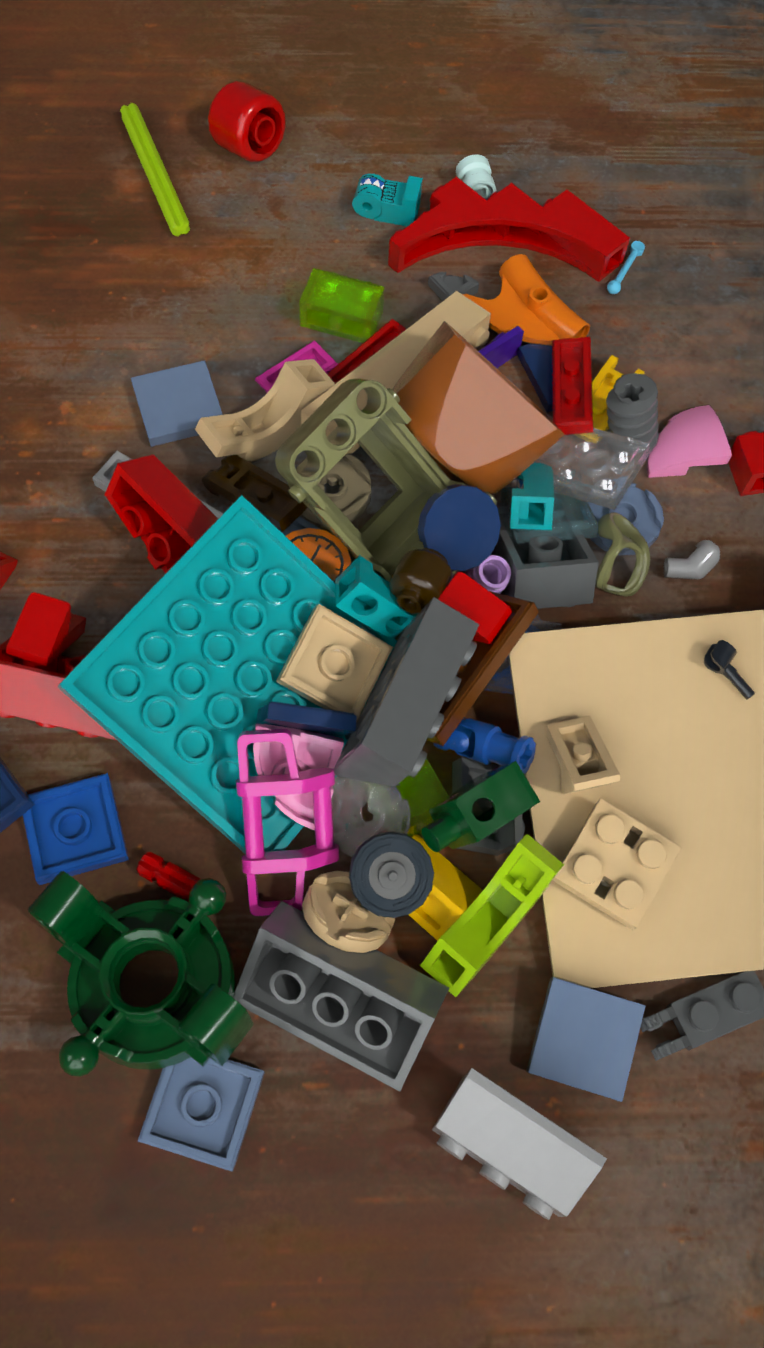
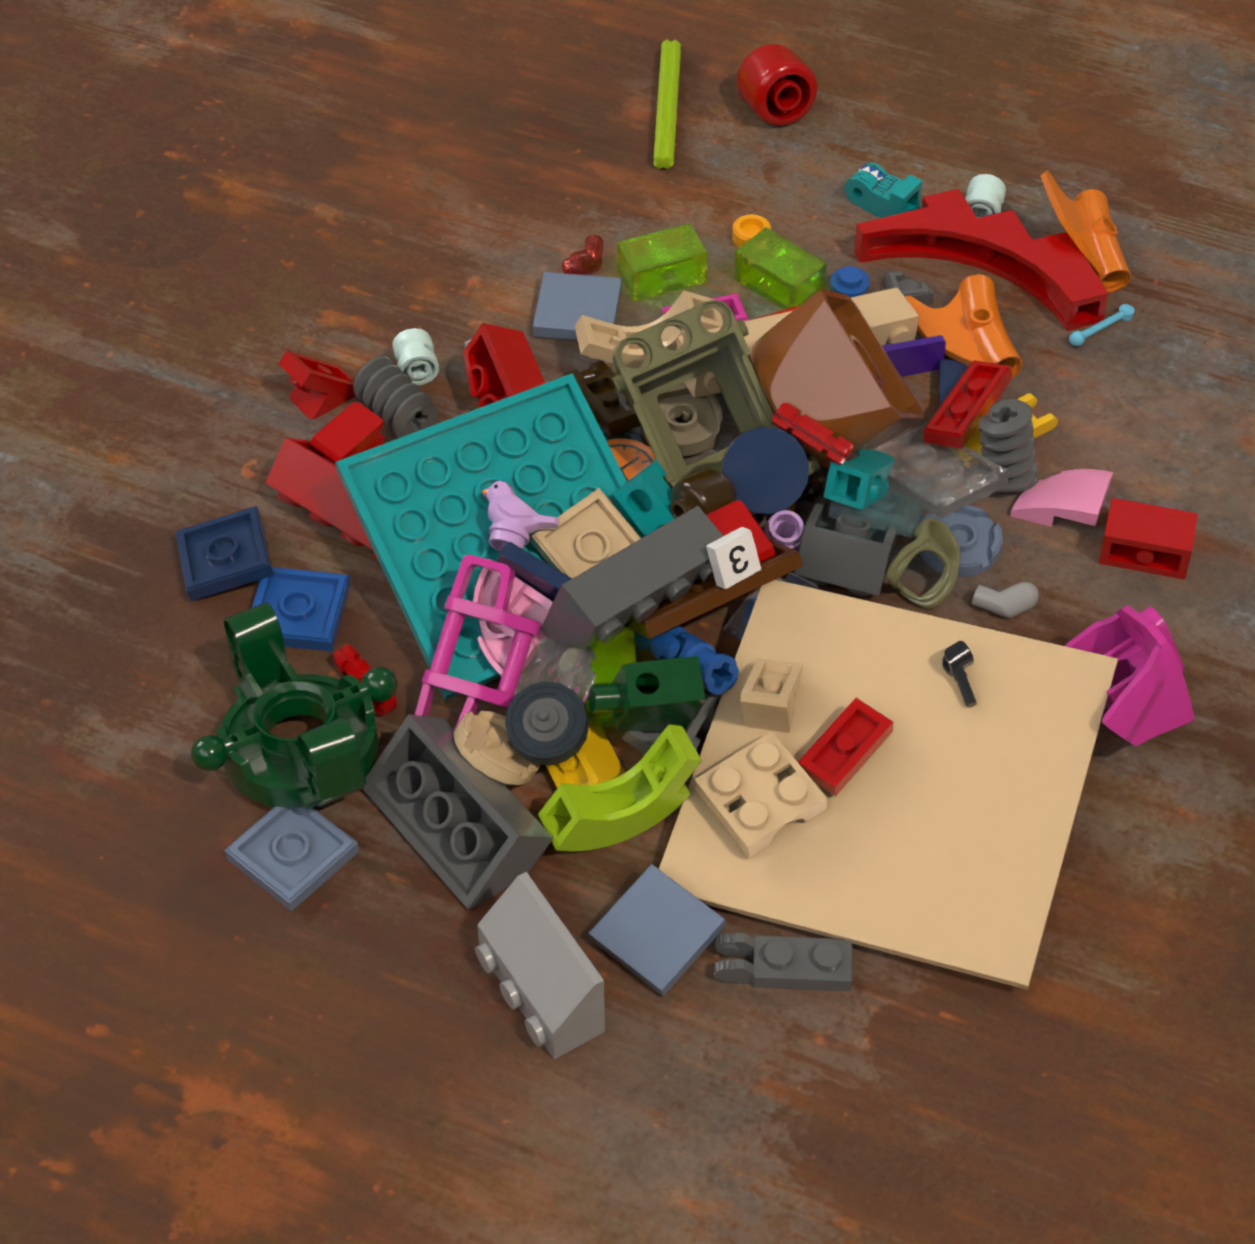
camera: 30 degrees right, 15 degrees down
(53, 508) = (416, 355): none -> light aqua wheel
(57, 567) = (394, 397): none -> dark grey piece
(163, 352) = (587, 260): none -> clear red arm
(233, 332) = (662, 262): none -> clear neon green brick
(256, 671) = (512, 517): none -> lavender animal
(292, 274) = (747, 227): none -> light orange tile
(404, 297) = (850, 281): none -> blue plate
(488, 637) = (733, 557): none -> white tile
(489, 477) = (812, 433): none -> red axle
(582, 180) = (1092, 230): none -> orange pin
(669, 784) = (846, 746): none -> red plate

